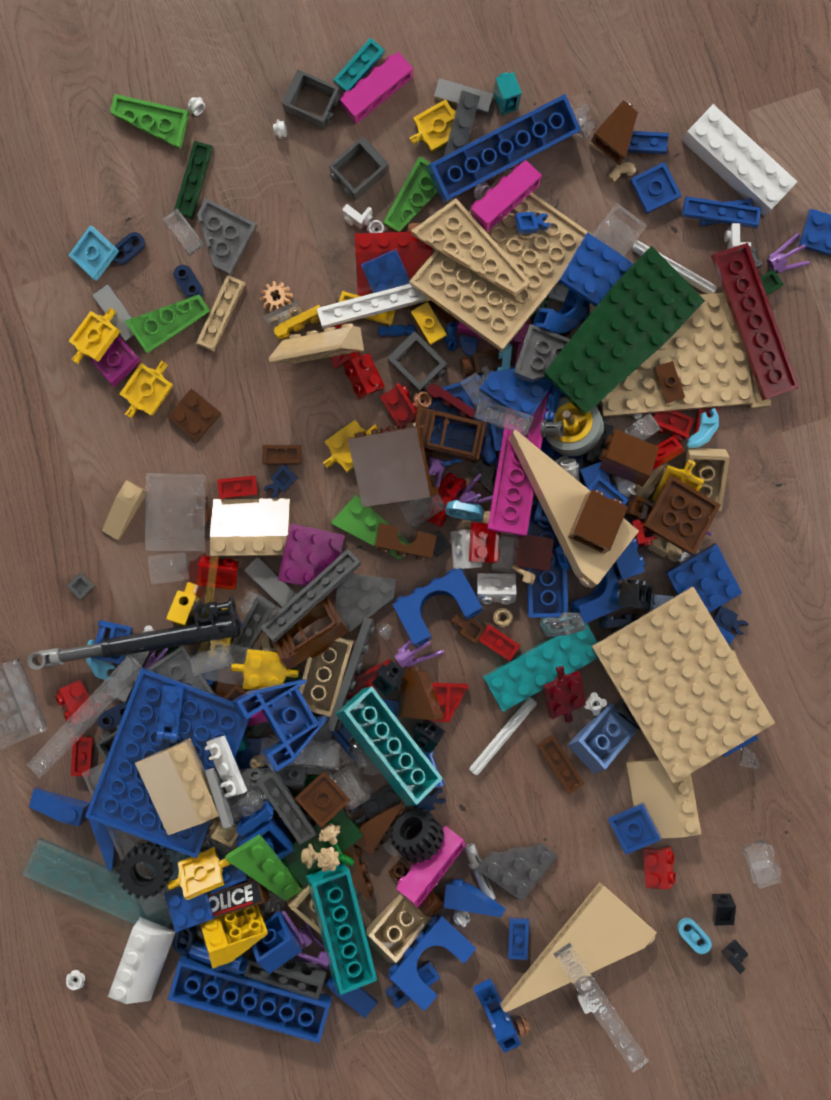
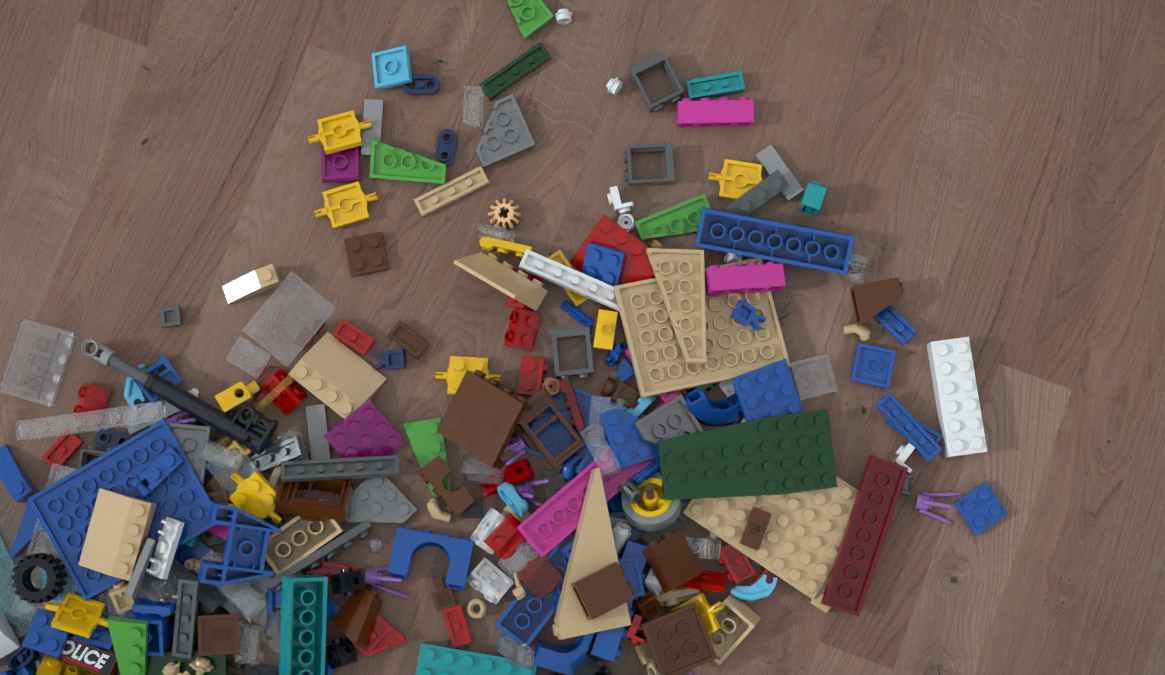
camera: 40 degrees right, 5 degrees down
(412, 569) = (435, 511): none -> tan arm
(692, 278) = (839, 444): white axle -> none
(771, 282) = (904, 514): dark green plate -> none

